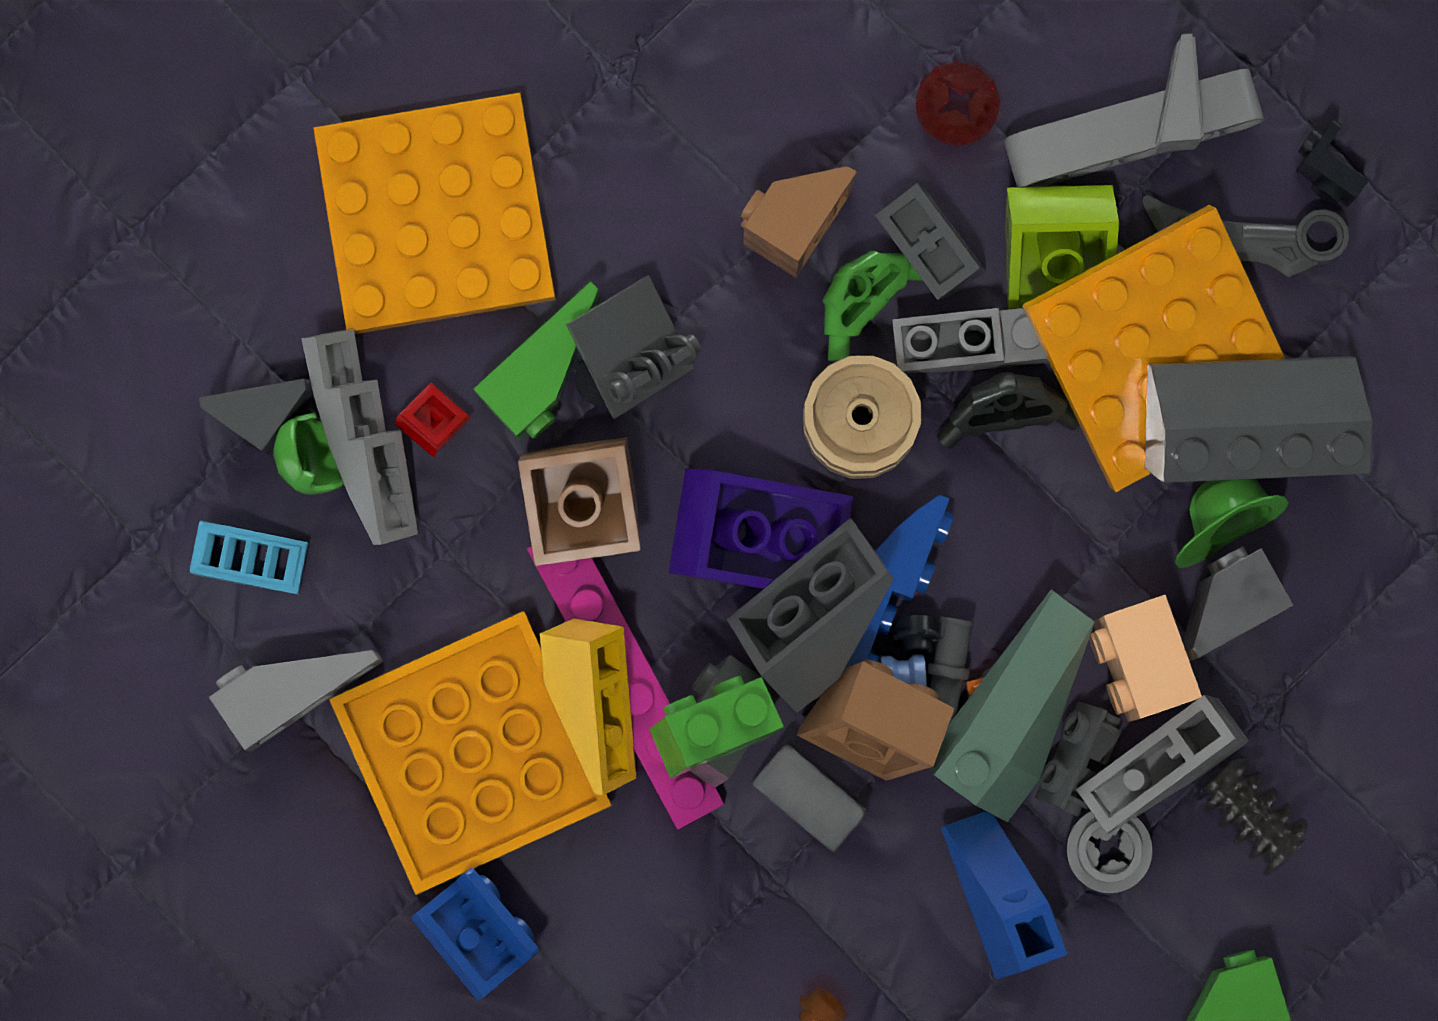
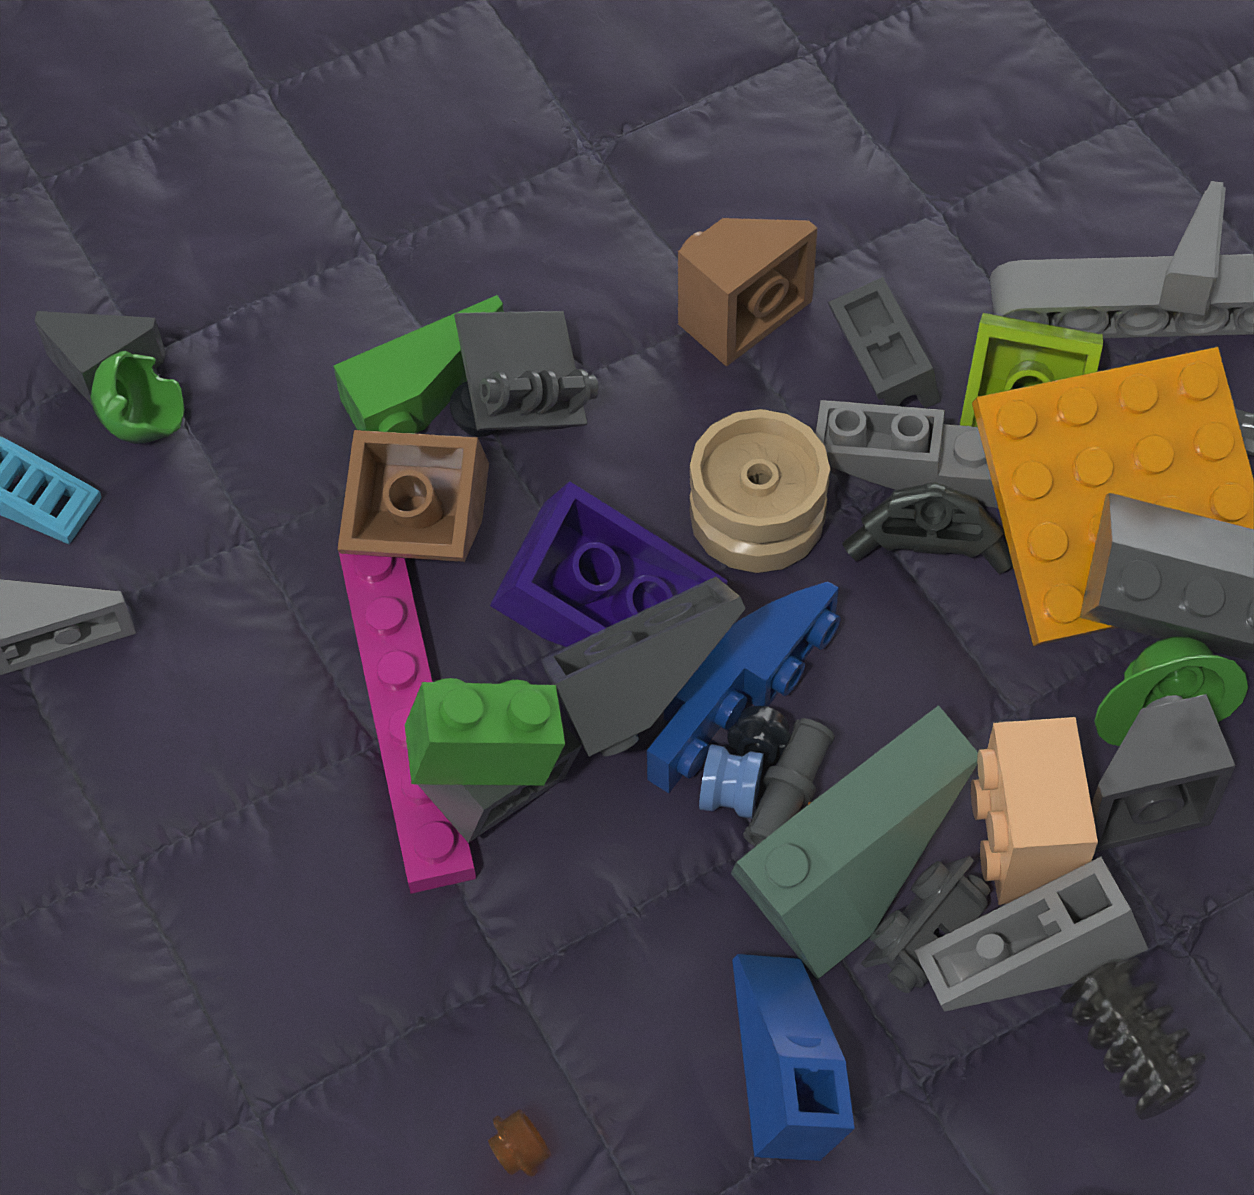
camera: 15 degrees right, 25 degrees down
(354, 425) = (194, 397): light grey slope -> none
(432, 420) = (280, 402): red tile -> none
(434, 213) = (355, 226): light orange plate -> none
(466, 753) = (193, 744): light orange plate -> none
(476, 933) = (123, 938): blue bracket -> none
(590, 692) = (353, 703): yellow slope -> none
(810, 797) = (583, 887): clear smoke slope -> none
(859, 294) = (800, 374): bright green piece -> none
(878, 721) = (684, 799): medium nougat slope -> none
(952, 126) = (935, 255): clear red gear -> none
(1114, 875) = (906, 1041): light grey gear -> none

